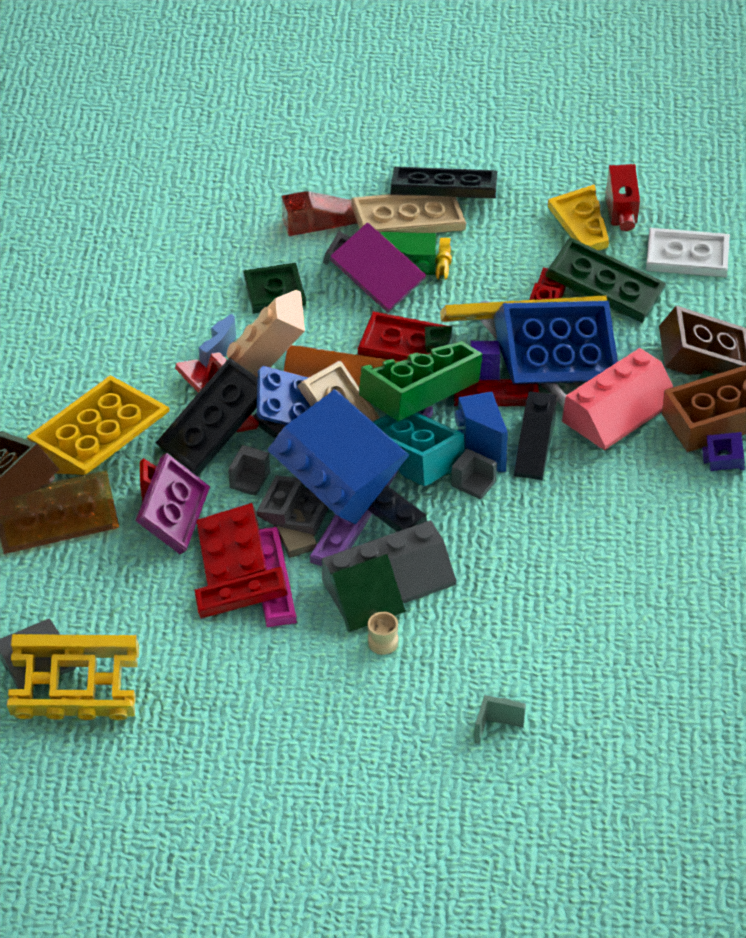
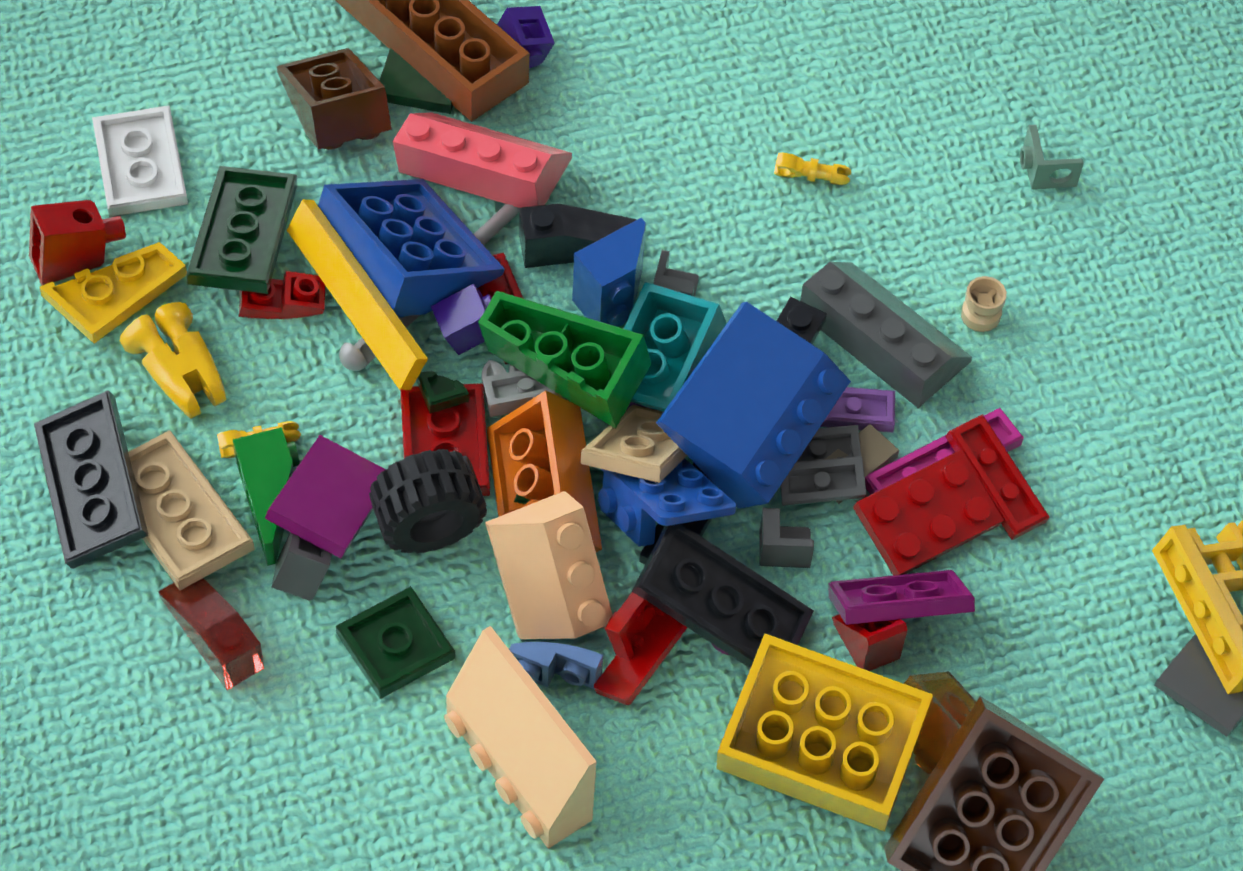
camera: 115 degrees left, 10 degrees up
(166, 301) = (522, 741): none -> light nougat slope
(346, 298) = (427, 501): none -> black tyre
(367, 590) = (939, 328): dark green tile -> none
(513, 232) = (178, 371): none -> yellow piece
(547, 581) = (792, 166): none -> yellow piece

